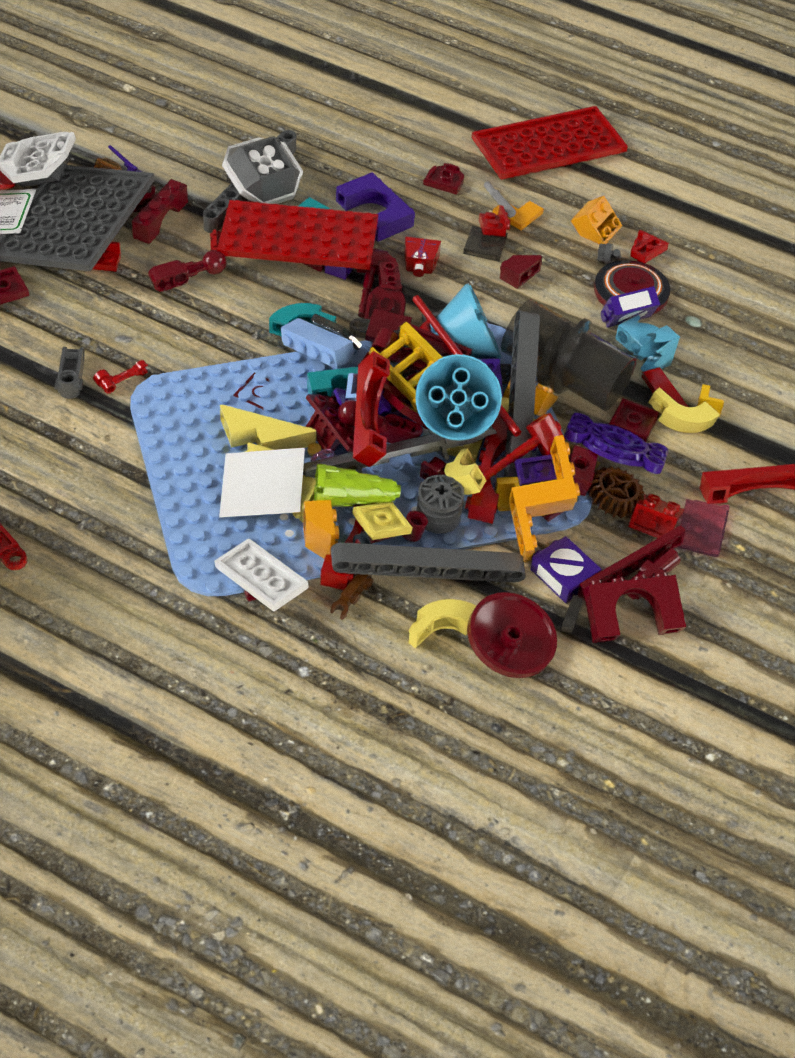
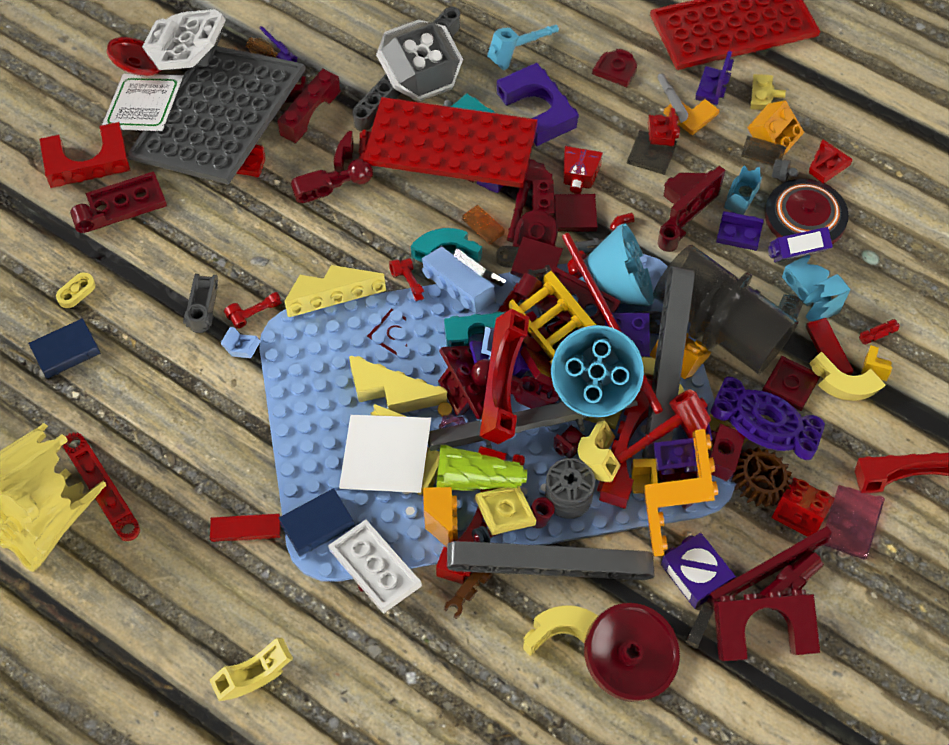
camera: 10 degrees right, 10 degrees up
(111, 405) = (240, 345): none -> light blue bracket
(130, 554) = (245, 527): none -> red tile
(147, 674) = (253, 673): none -> light yellow arch
(197, 245) = (343, 151): none -> dark red slope
(198, 355) = (337, 287): none -> light yellow slope
(200, 543) = (316, 522): none -> dark blue piece
(264, 338) = (404, 268): none -> red brick
(334, 303) = (483, 224): none -> clear orange plate
(342, 154) = (506, 40): none -> medium azure piece
(424, 286) = (575, 212): none -> dark red tile
(525, 281) = (688, 207): none -> dark red hinge
(536, 188) = (713, 81): none -> dark purple bracket
(568, 278) = (737, 202): none -> medium azure piece
(573, 301) = (740, 230): none -> dark purple bracket
(581, 194) = (764, 91): none -> light yellow plate
(586, 238) = (762, 150): none -> clear smoke plate
(708, 377) = (879, 331): none -> red axle

